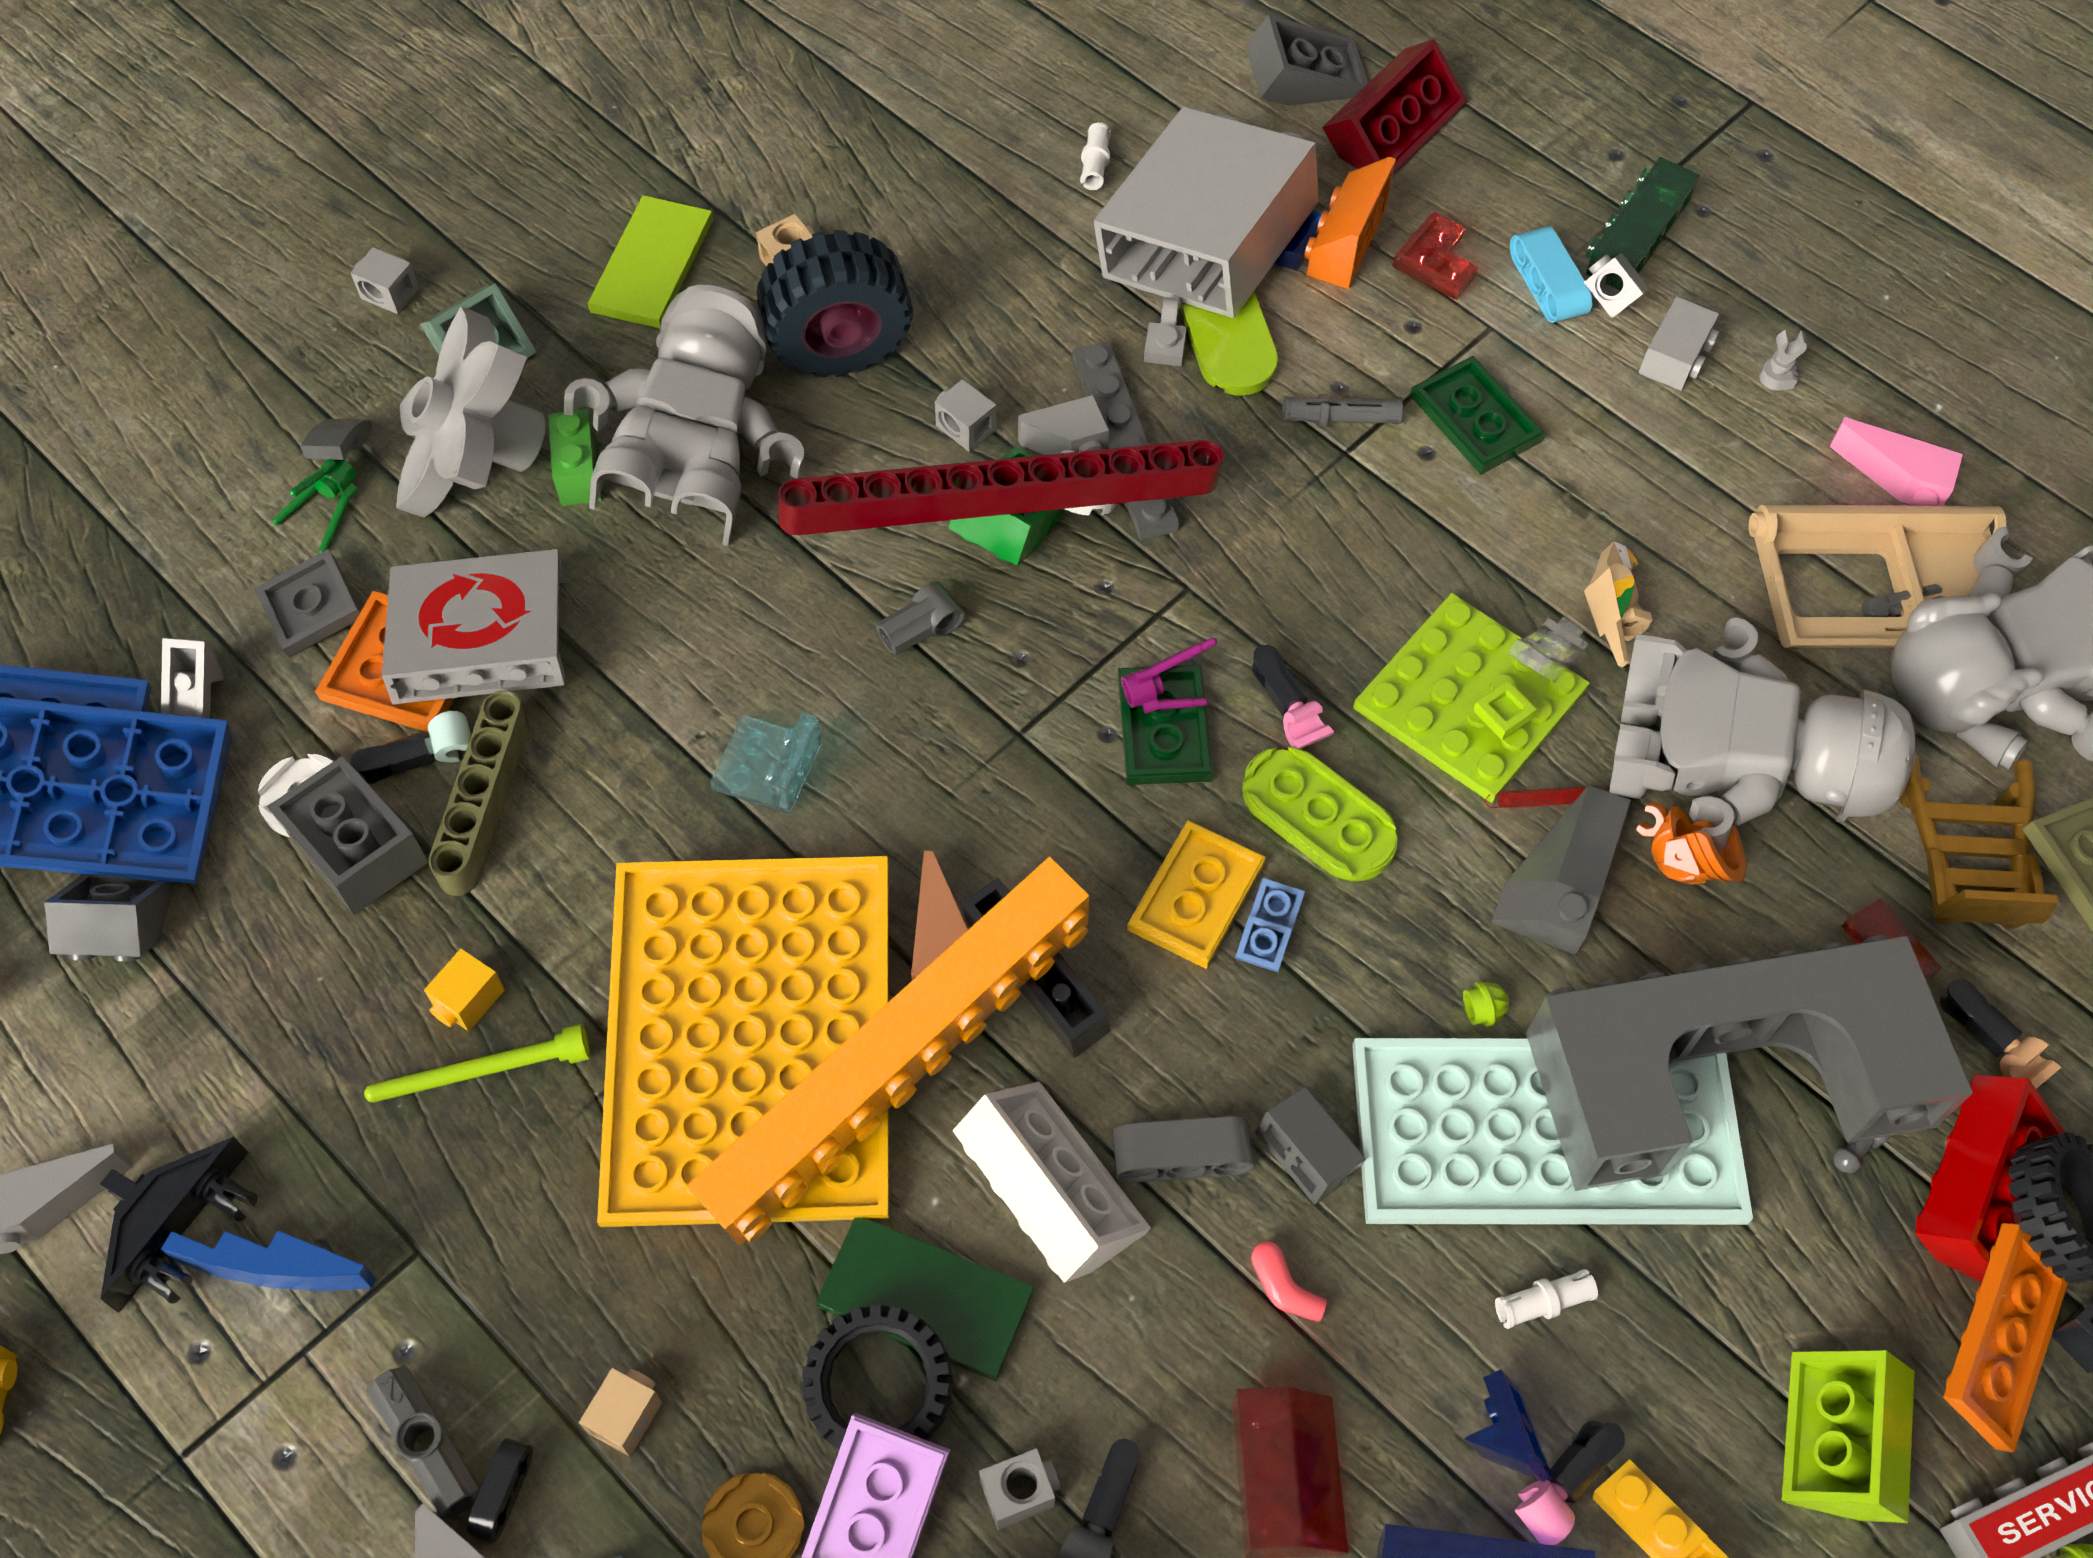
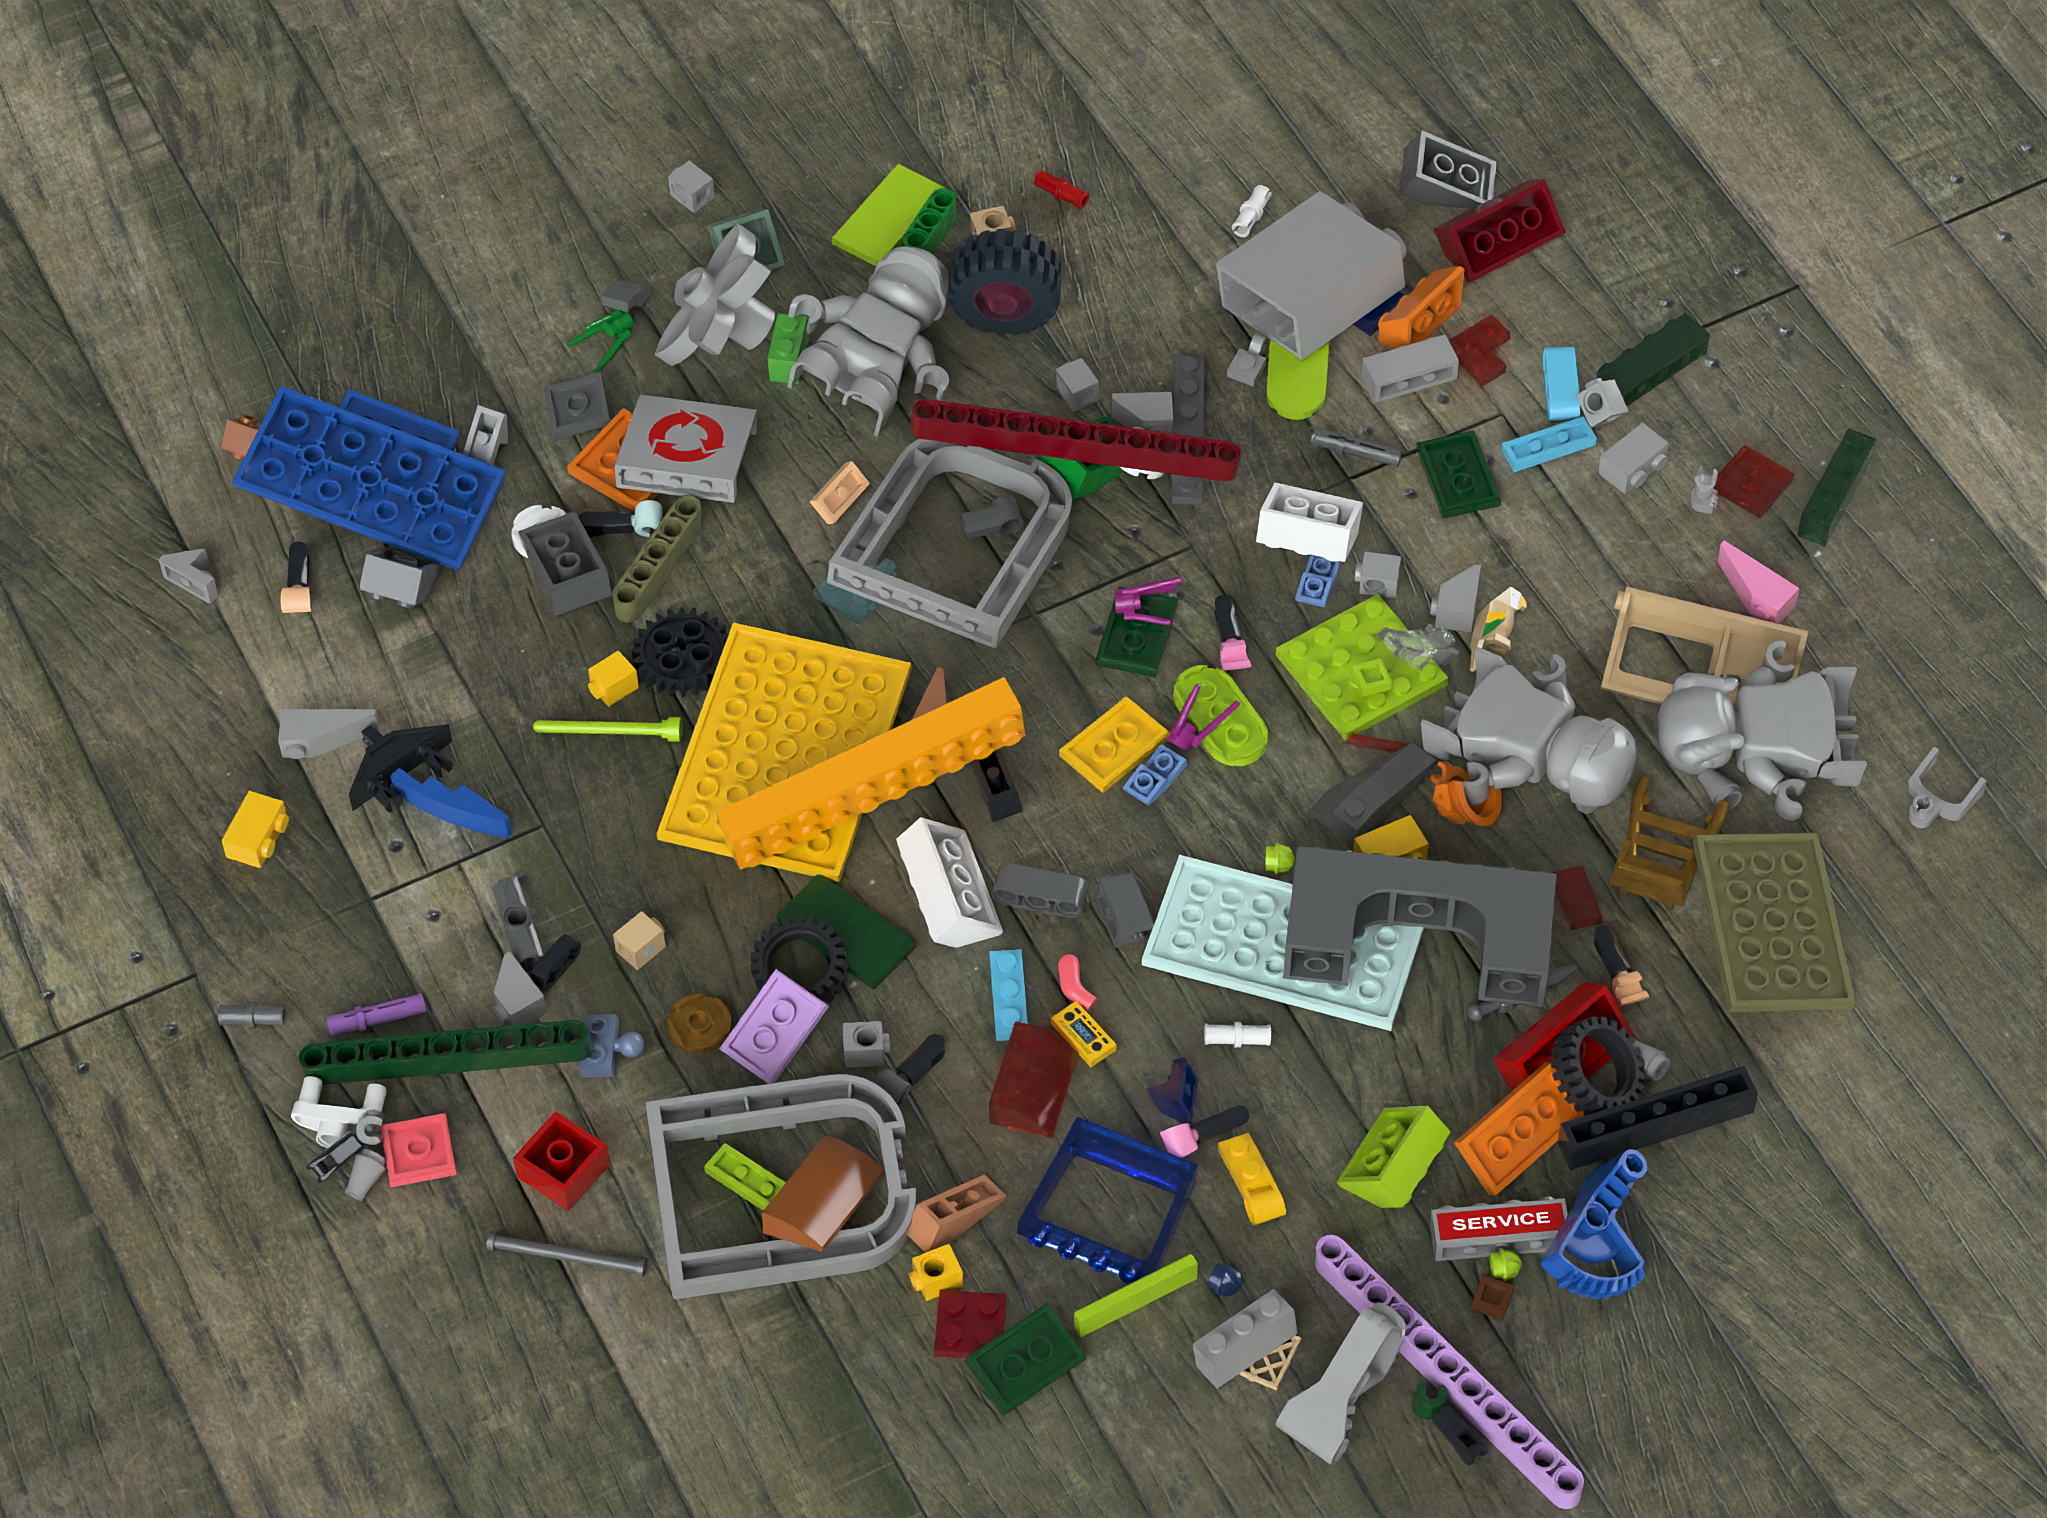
camera: 20 degrees right, 5 degrees down
(534, 892) = (681, 651): none -> black gear
(704, 634) = (839, 492): none -> light nougat plate
(710, 251) = (932, 221): none -> green beam
(775, 665) = (888, 510): none -> light grey door
(856, 181) = (1061, 189): none -> red axle
(1196, 1331) = (1007, 991): none -> medium azure plate
(1286, 854) = (1183, 733): none -> magenta plant
(1328, 1364) = (1083, 1034): none -> yellow tile
(1336, 521) = (1309, 522): none -> white brick
(1364, 298) = (1409, 368): none -> light grey brick
(1368, 593) = (1317, 581): none -> medium blue slope
(1444, 567) = (1378, 574): none -> light grey brick
(1558, 578) = (1457, 601): none -> light grey slope
(1569, 351) = (1548, 444): none -> medium azure plate
(1631, 944) = (1395, 839): none -> yellow brick
(1832, 335) = (1752, 481): none -> clear red plate
(1930, 321) = (1836, 487): none -> clear green brick

